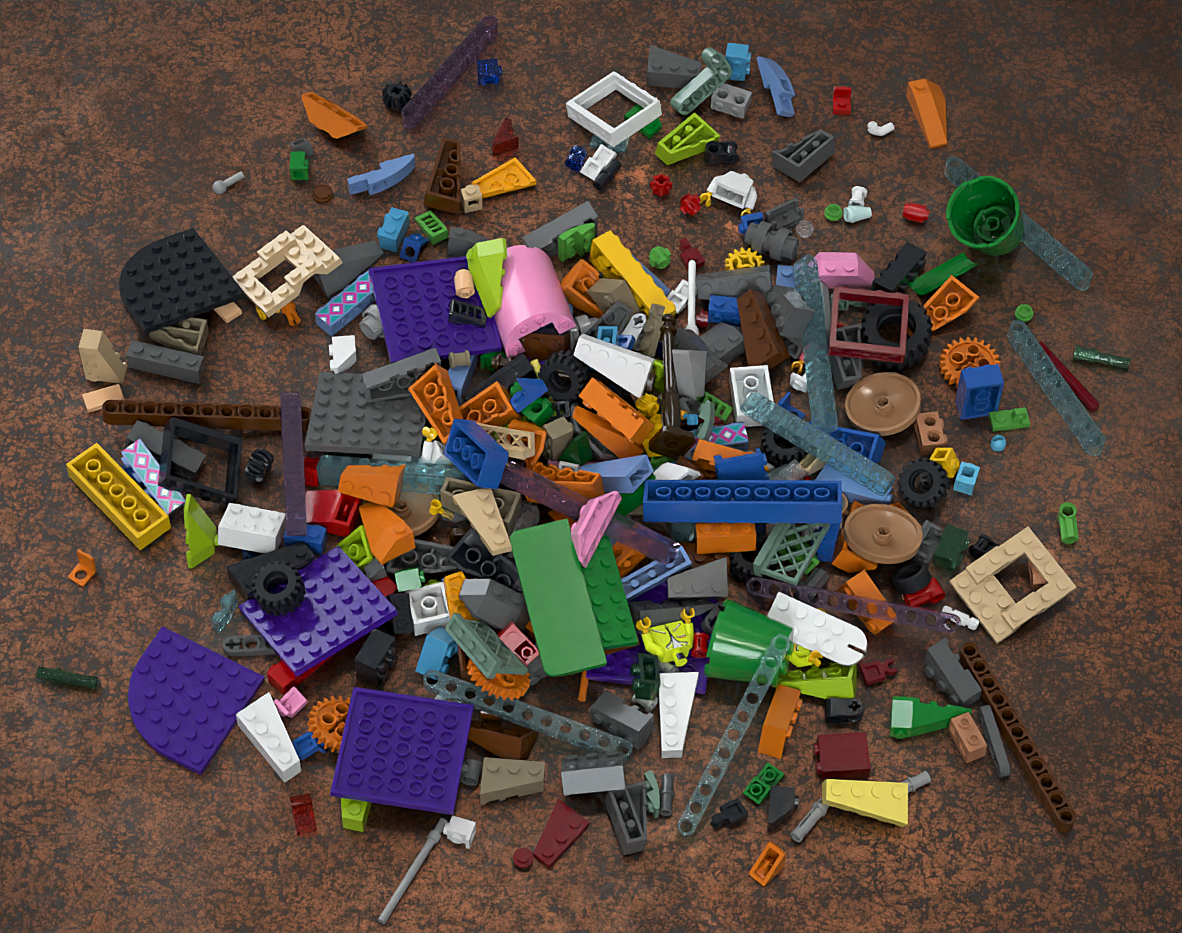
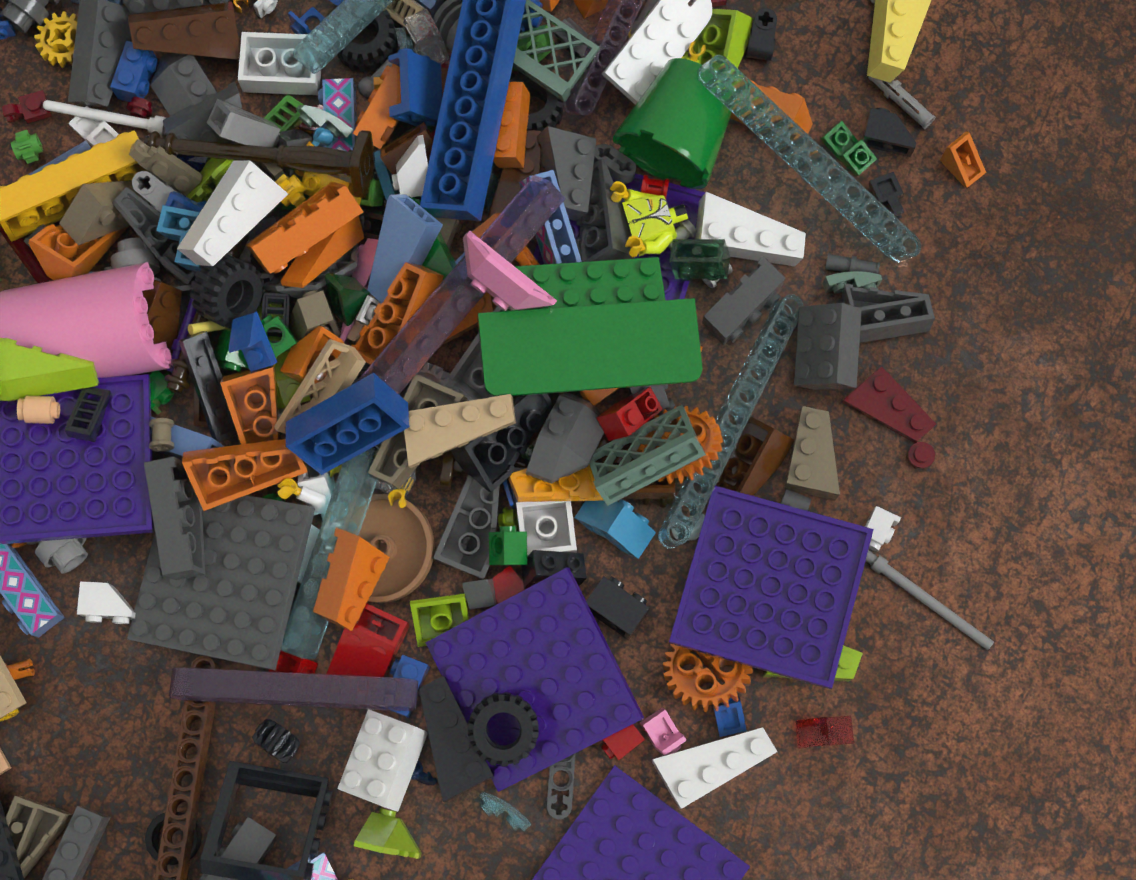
camera: 80 degrees left, 20 degrees up
(385, 532) = (430, 571): orange wedge -> none
(842, 756) = (825, 48): dark red brick -> none

